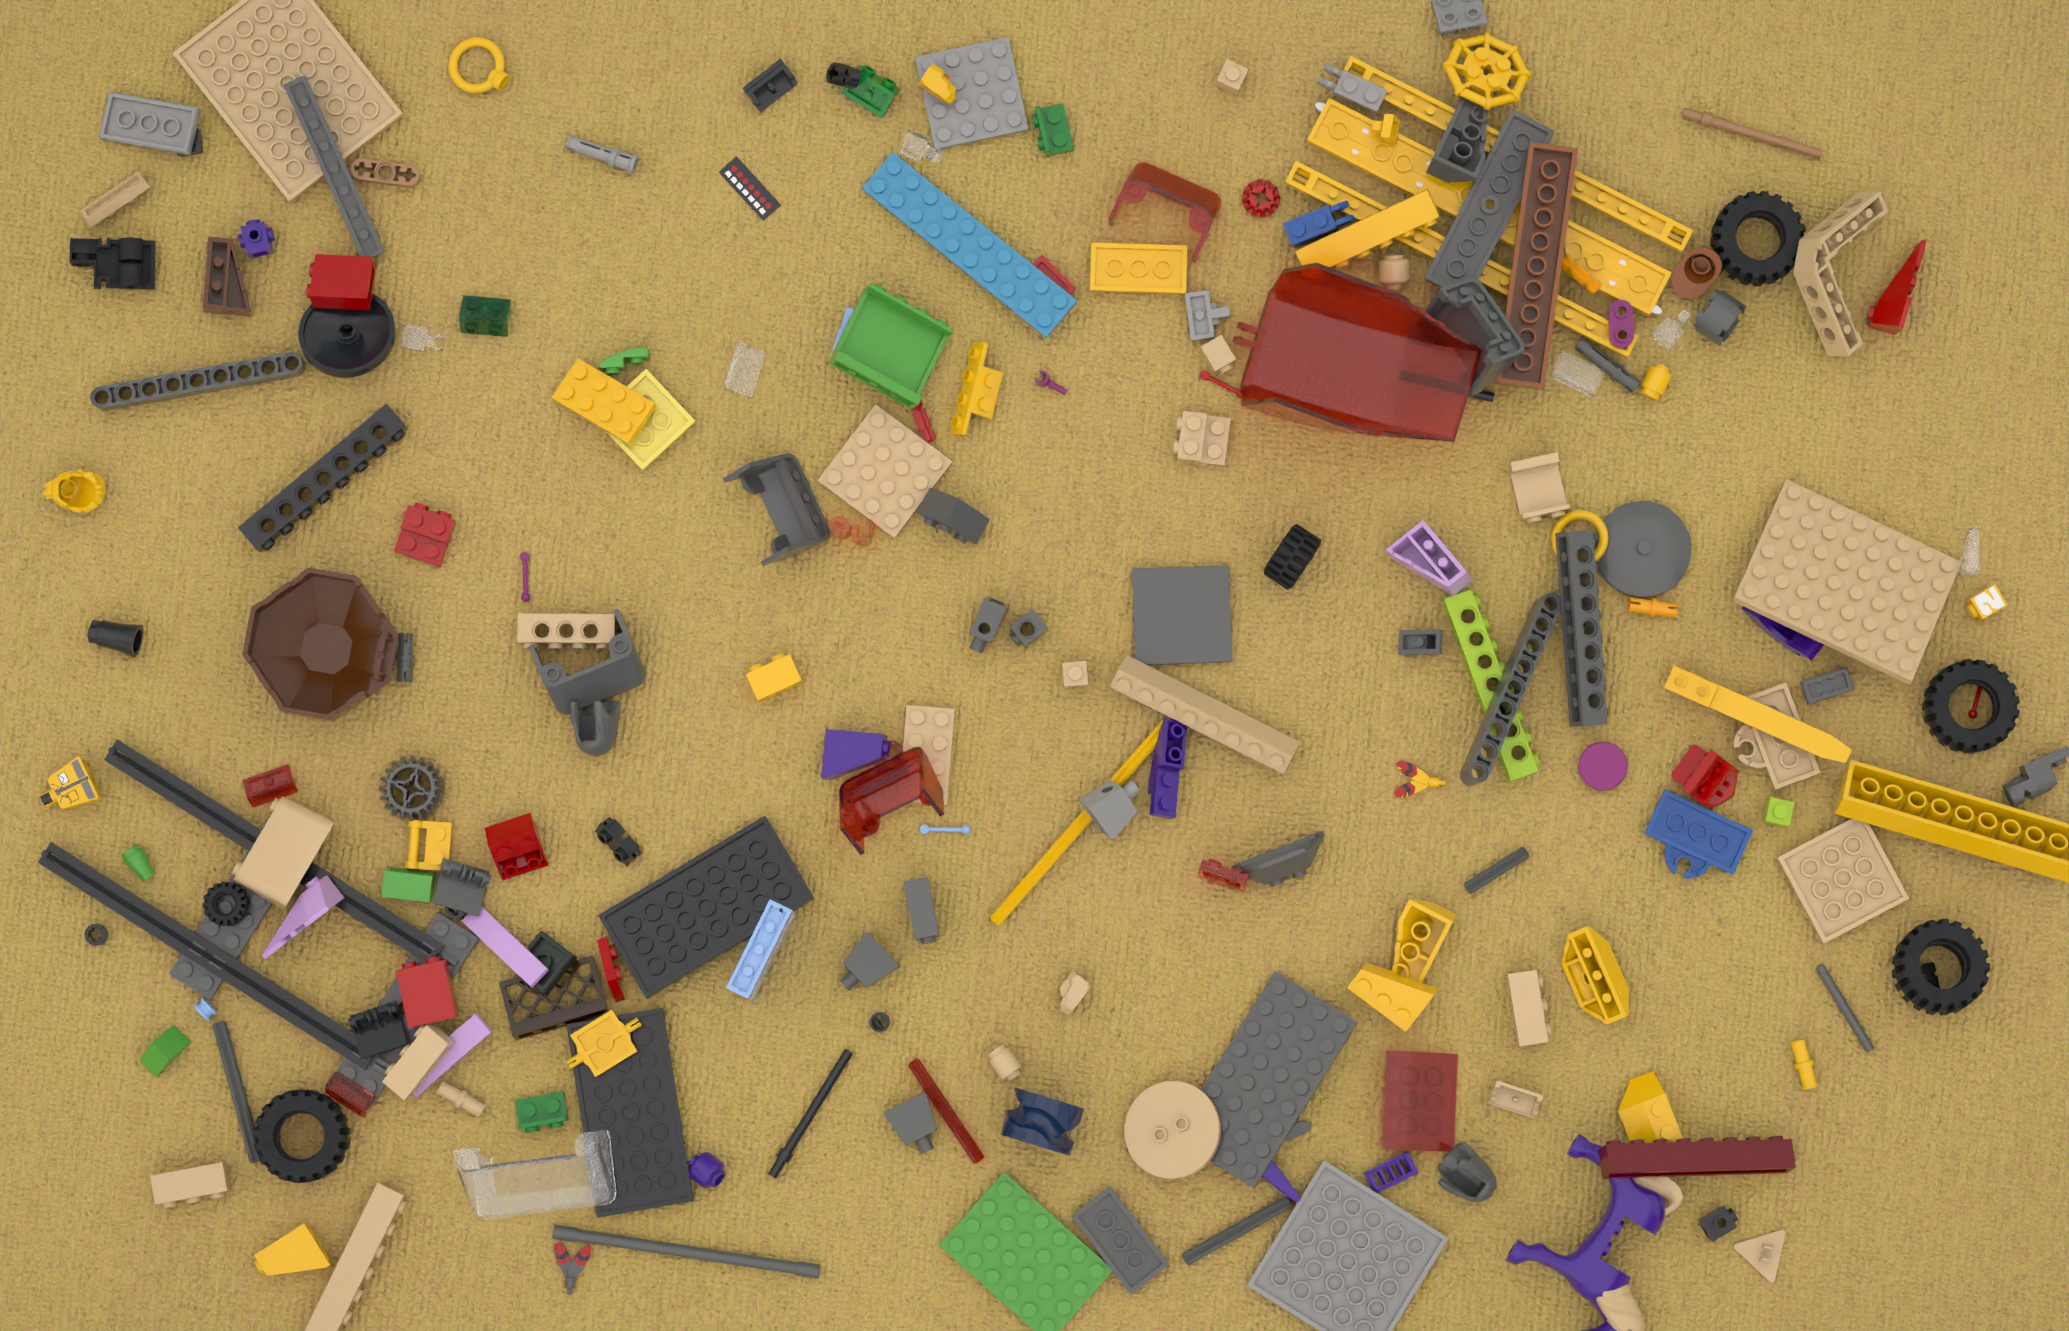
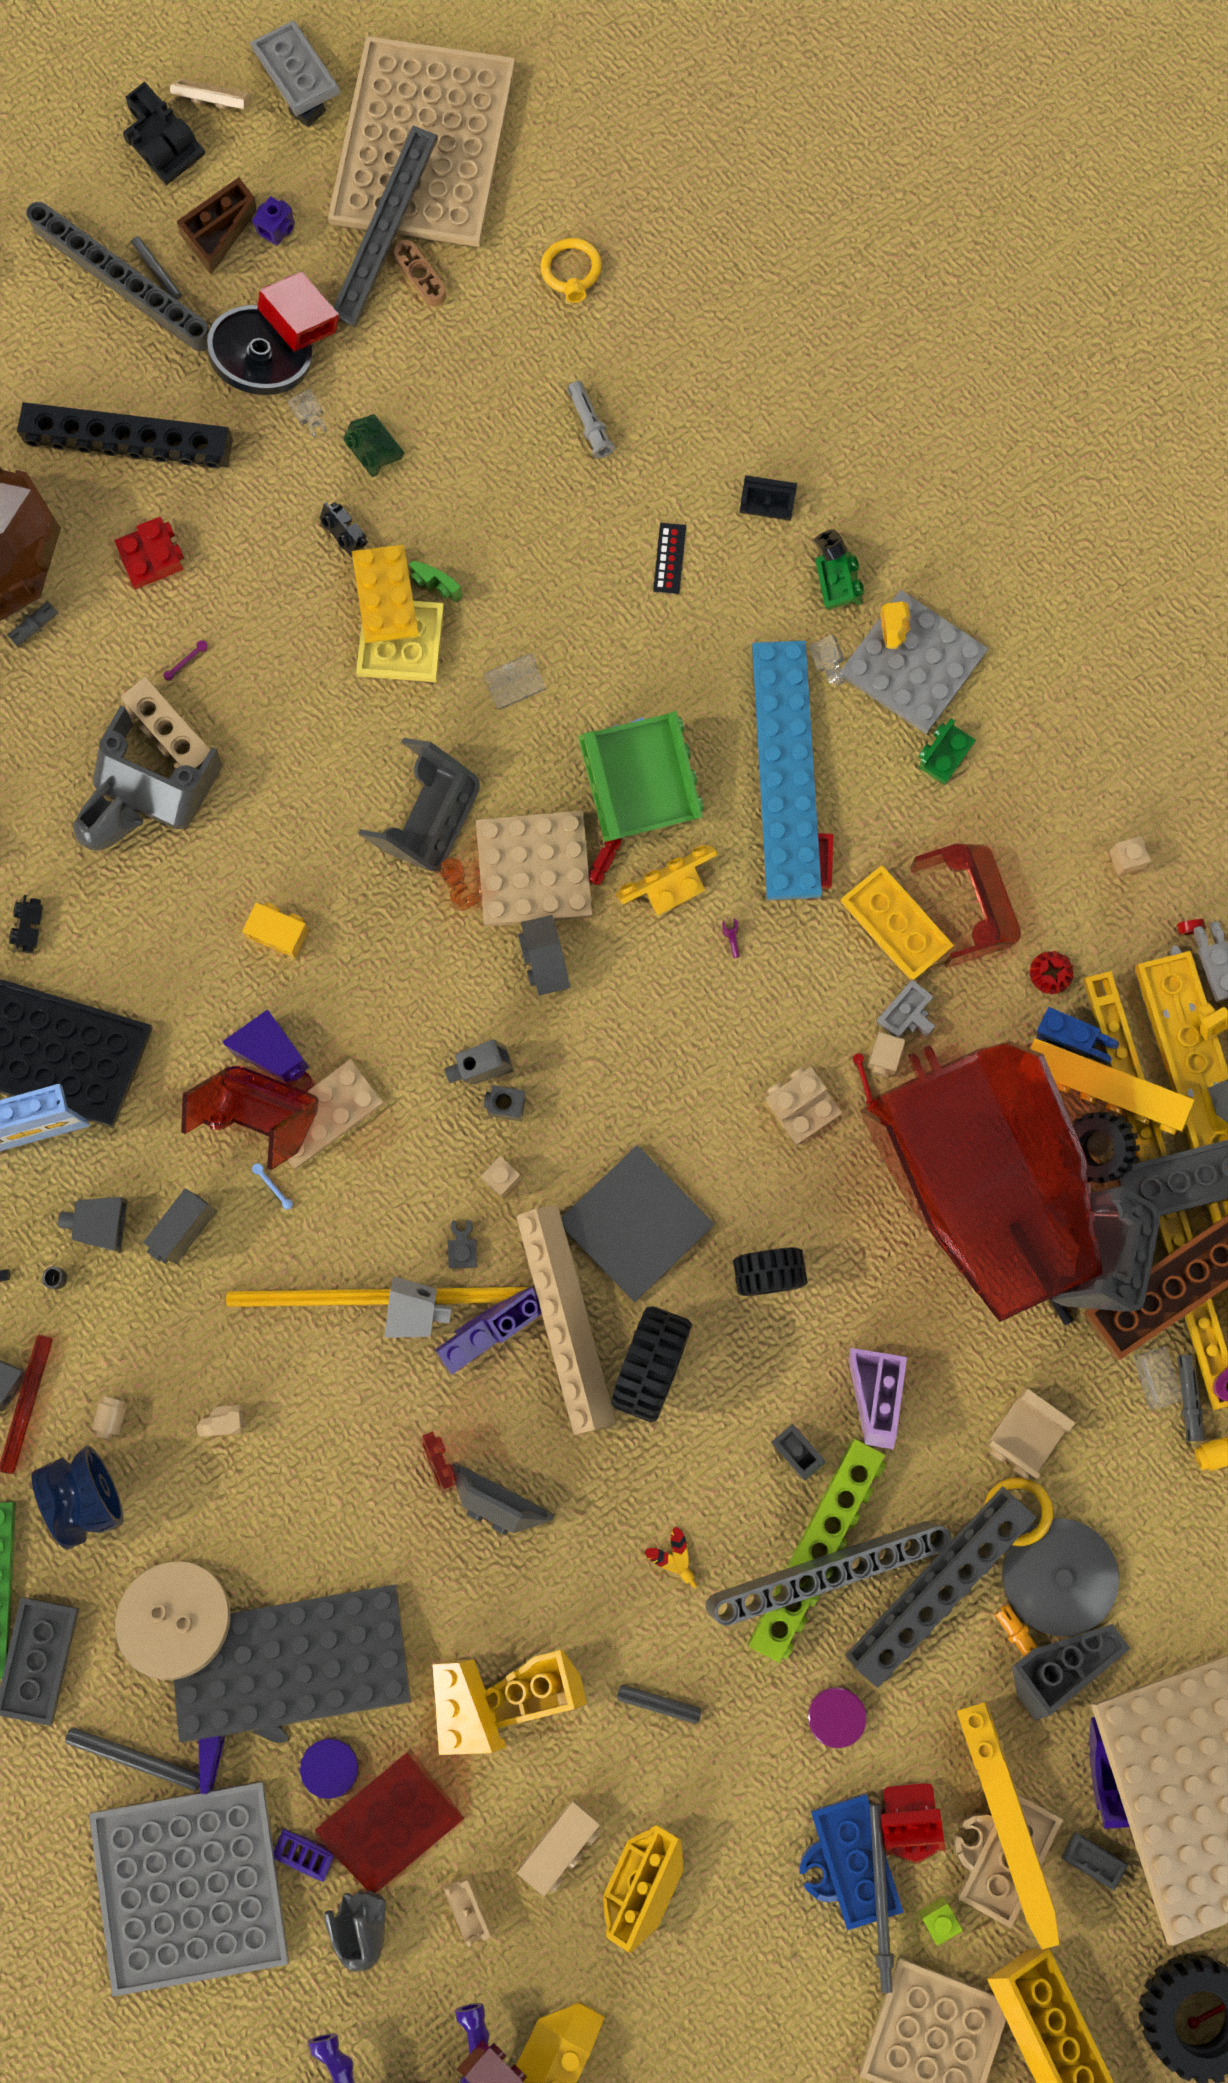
camera: 50 degrees right, 5 degrees down
(213, 350) = (156, 268): none -> dark grey bar
(517, 389) = (335, 519): none -> black hinge
(1098, 743) = (462, 1251): none -> dark grey plate
(1284, 683) = (651, 1363): none -> black tyre
(1312, 83) = (1187, 927): none -> red tile
(1352, 1111) = (329, 1768): none -> dark purple tile
(1405, 257) = (1123, 1141): none -> black tyre
(1696, 603) = (1061, 1669): none -> dark grey wedge
(1769, 865) = (884, 1958): none -> dark grey bar

